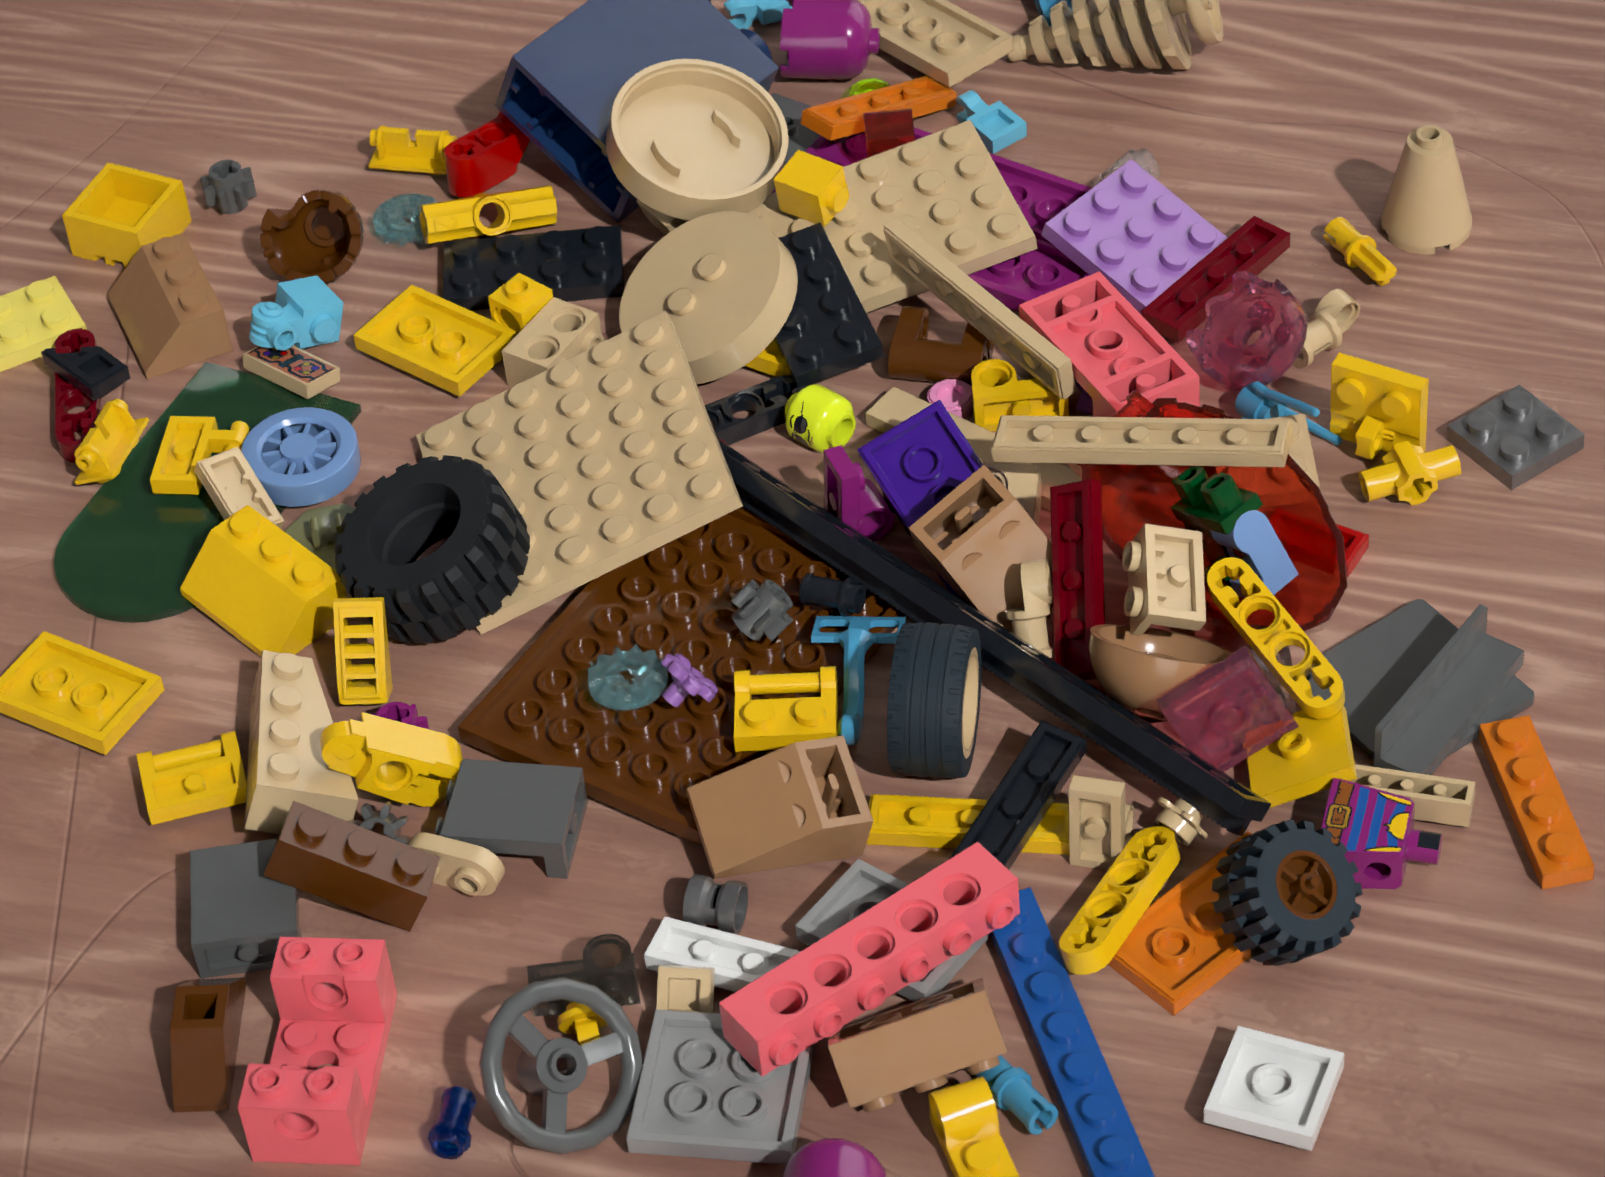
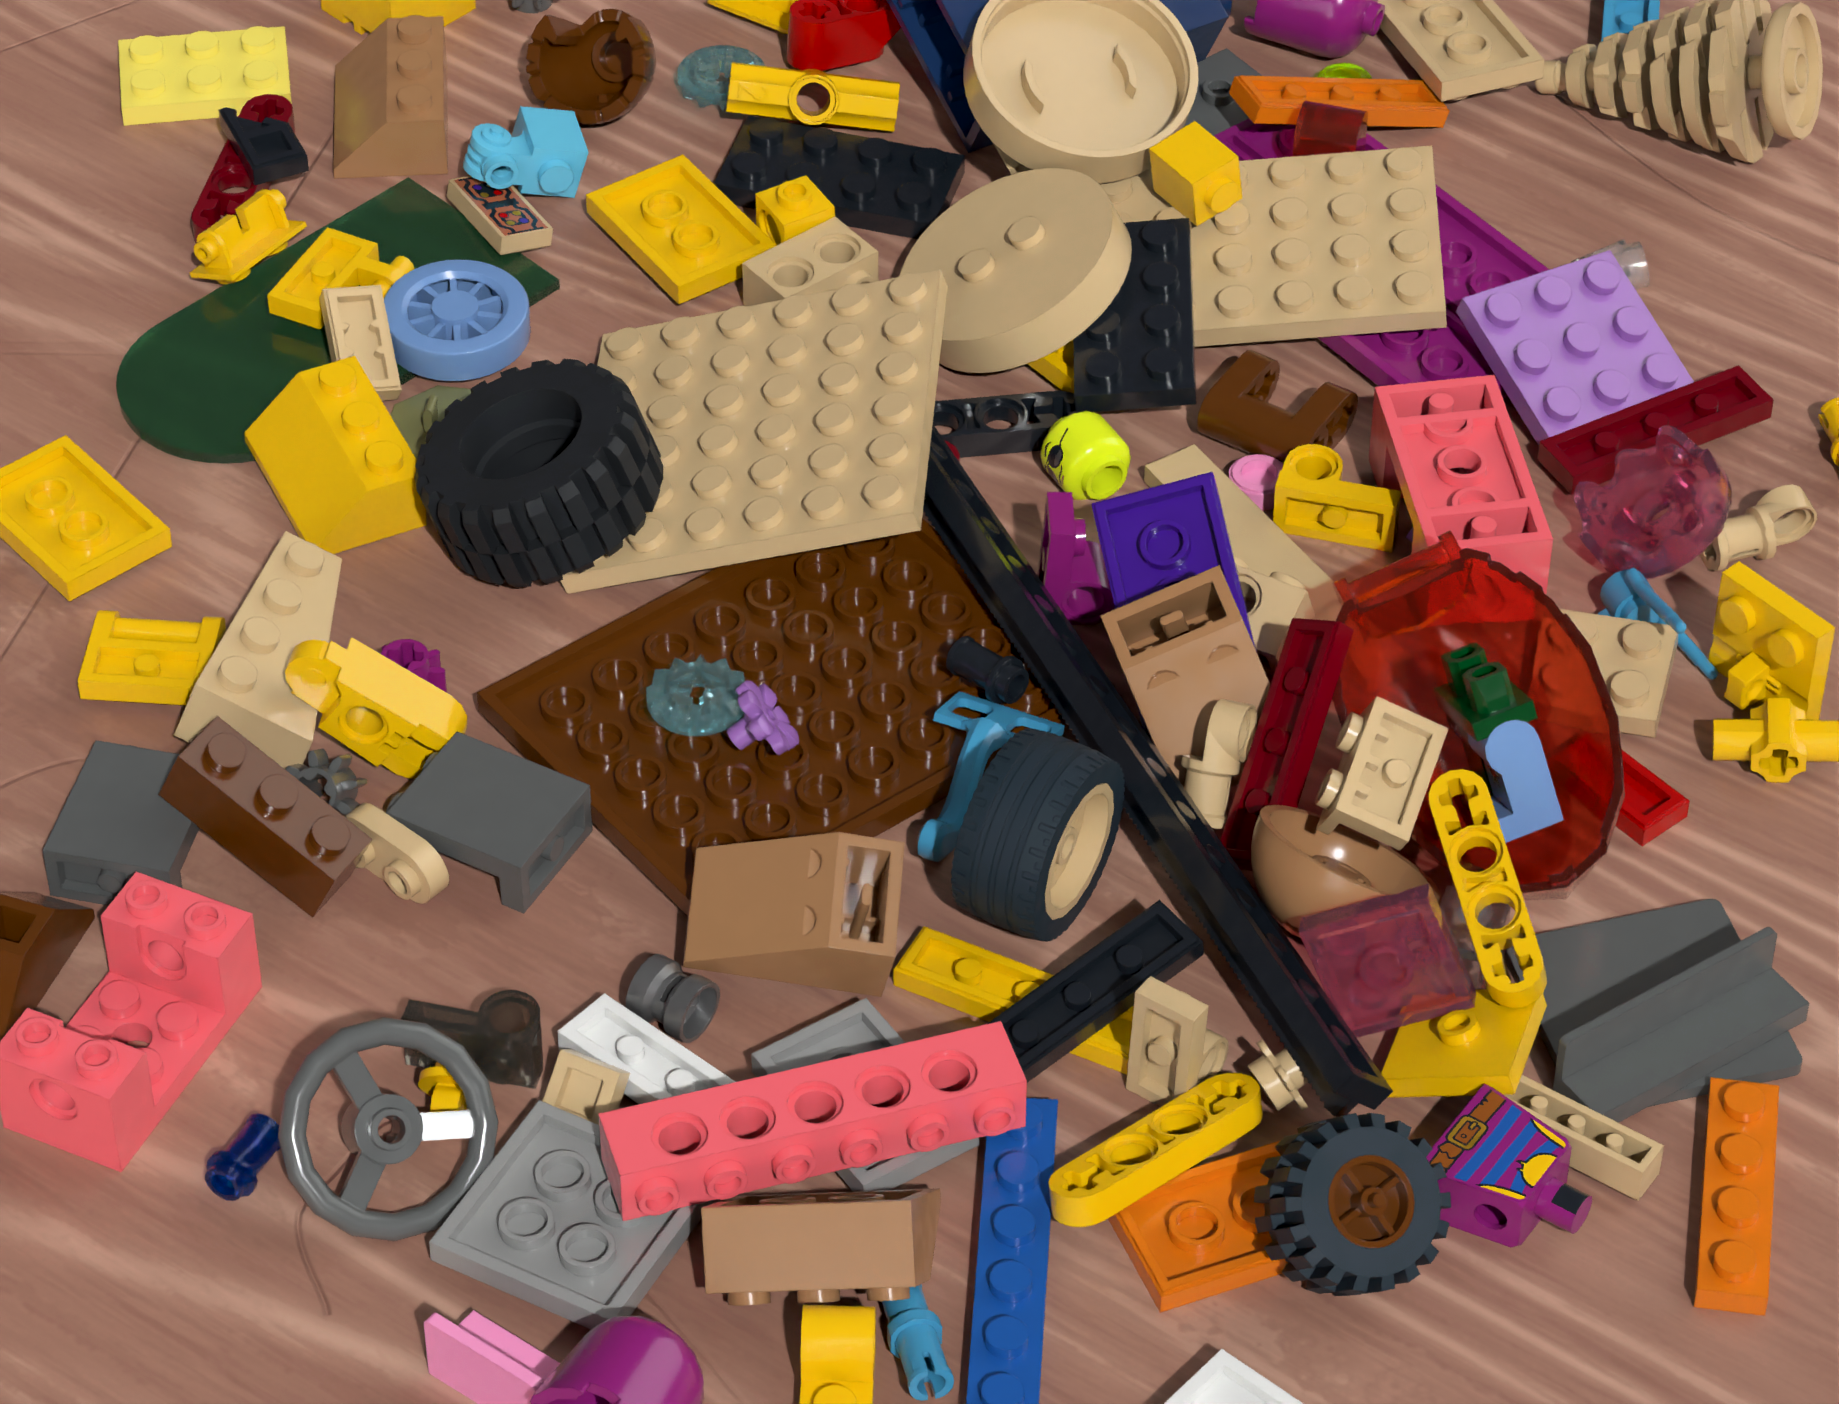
camera: 15 degrees right, 0 degrees up
(362, 691) = (394, 606): yellow slope -> none
(762, 609) = (890, 663): dark grey gear -> none
(784, 721) = (854, 804): yellow plate -> none
(980, 309) = (1328, 379): tan tile -> none
(994, 123) = (1472, 162): medium azure plate -> none
(1142, 441) = (1427, 595): tan tile -> none

